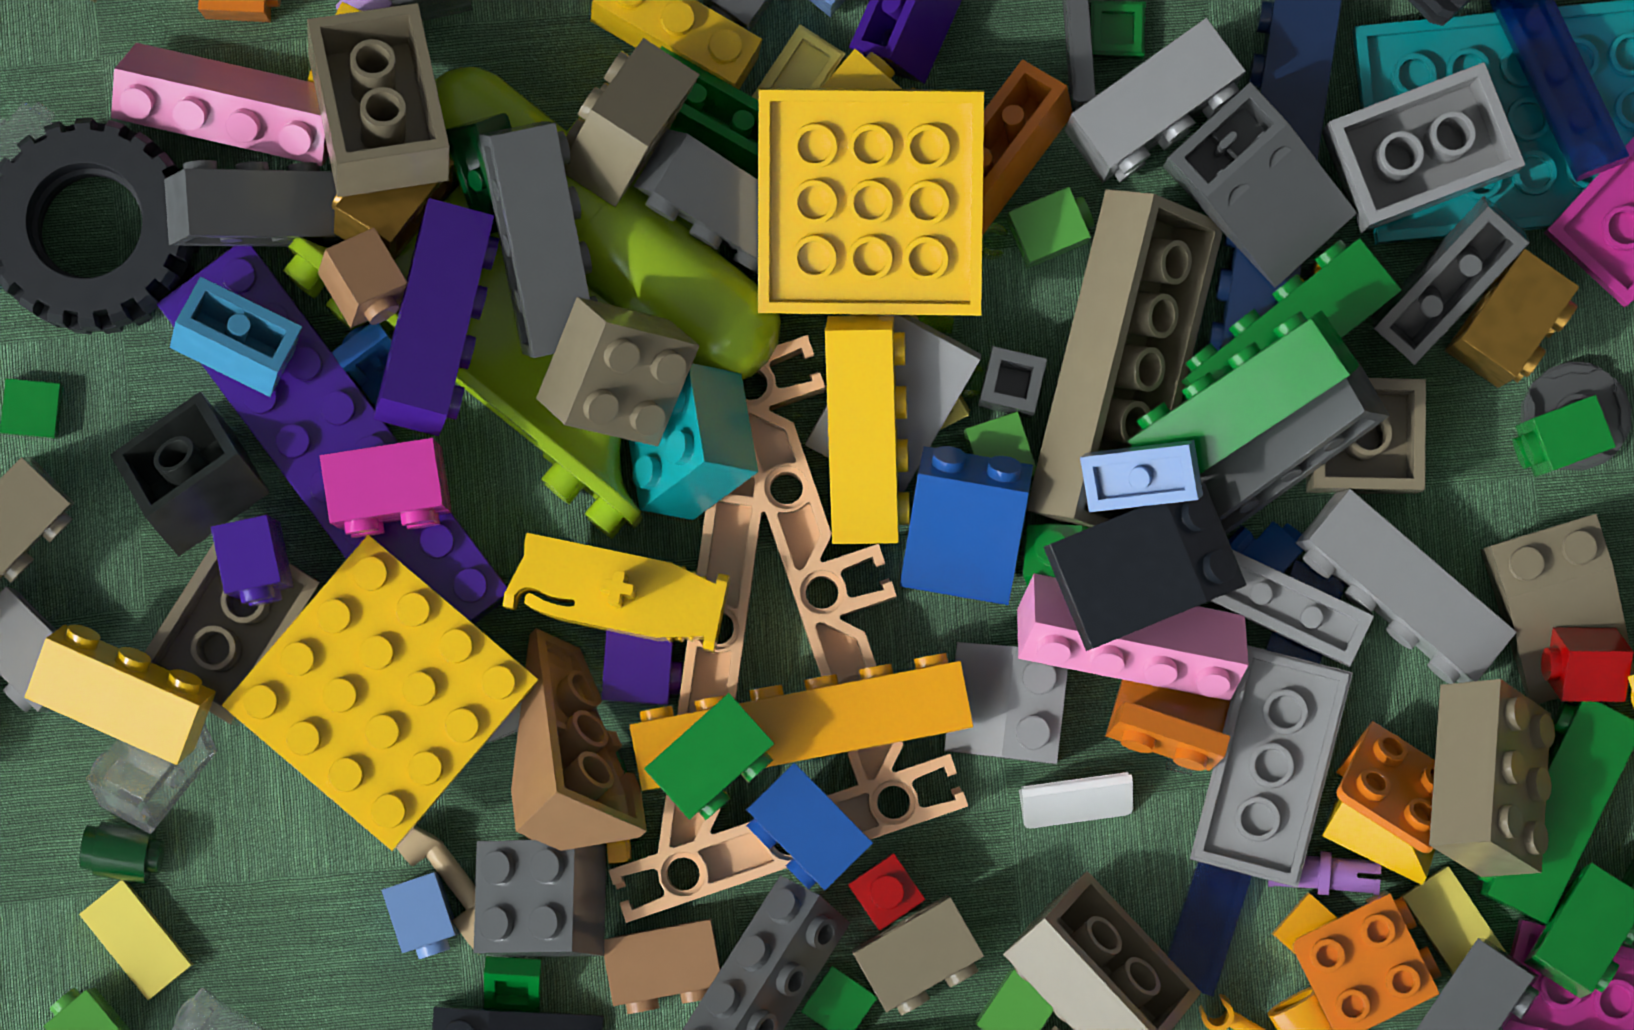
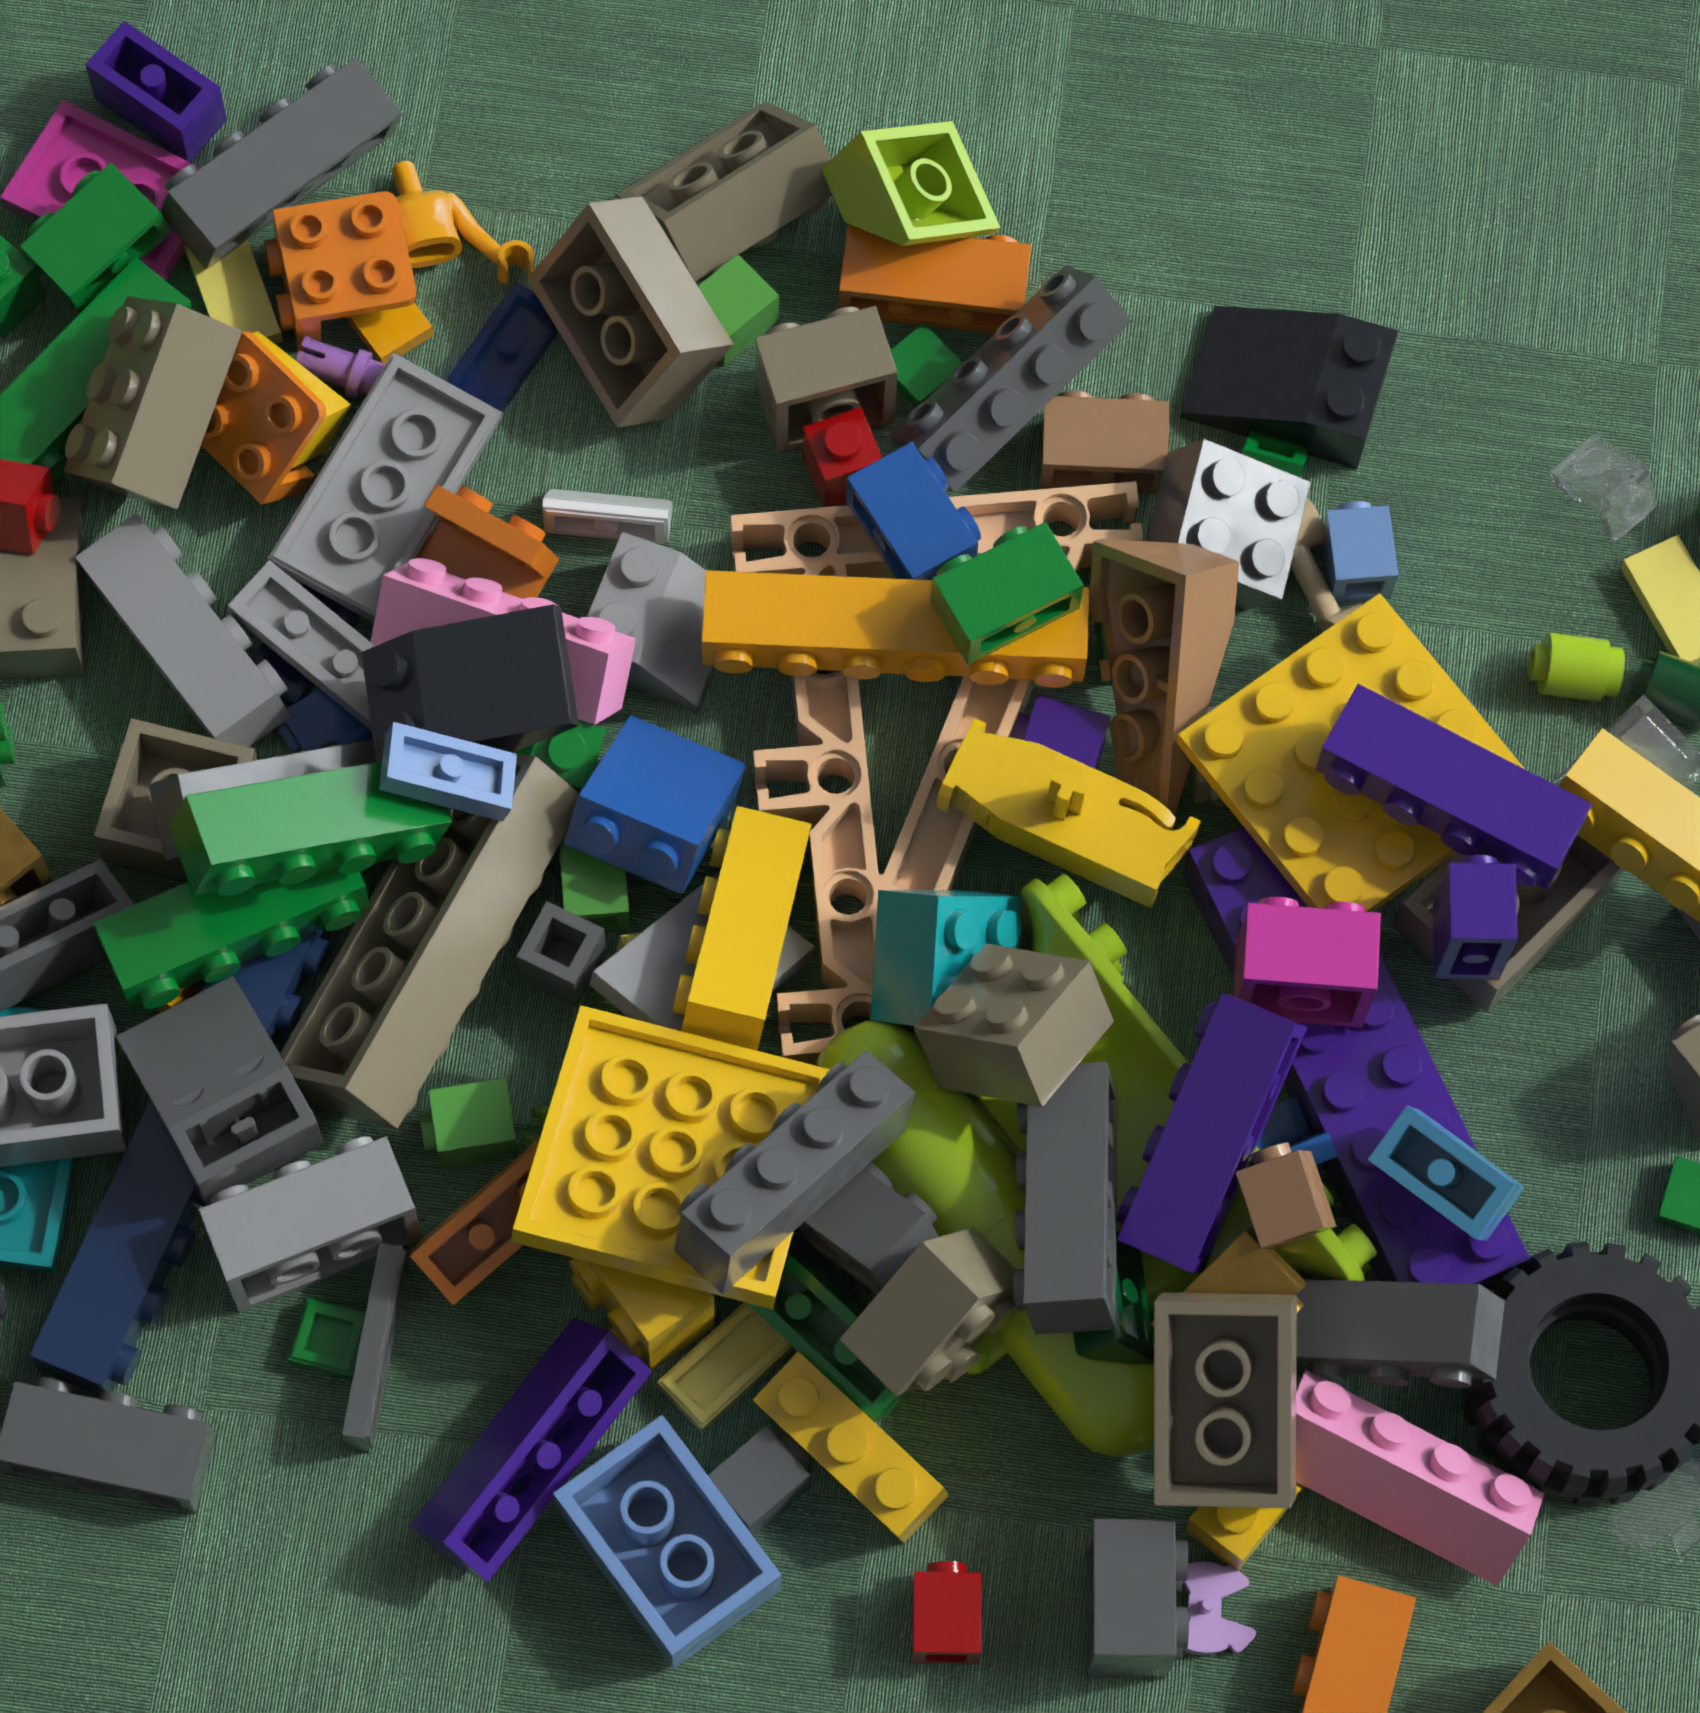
camera: 165 degrees left, 15 degrees down
(189, 473) = (1528, 1062): pearl dark grey brick -> none
(213, 853) = (1576, 667): none -> lime brick
(292, 665) = (1451, 787): none -> dark purple brick
(767, 195) = (793, 1170): none -> dark grey brick

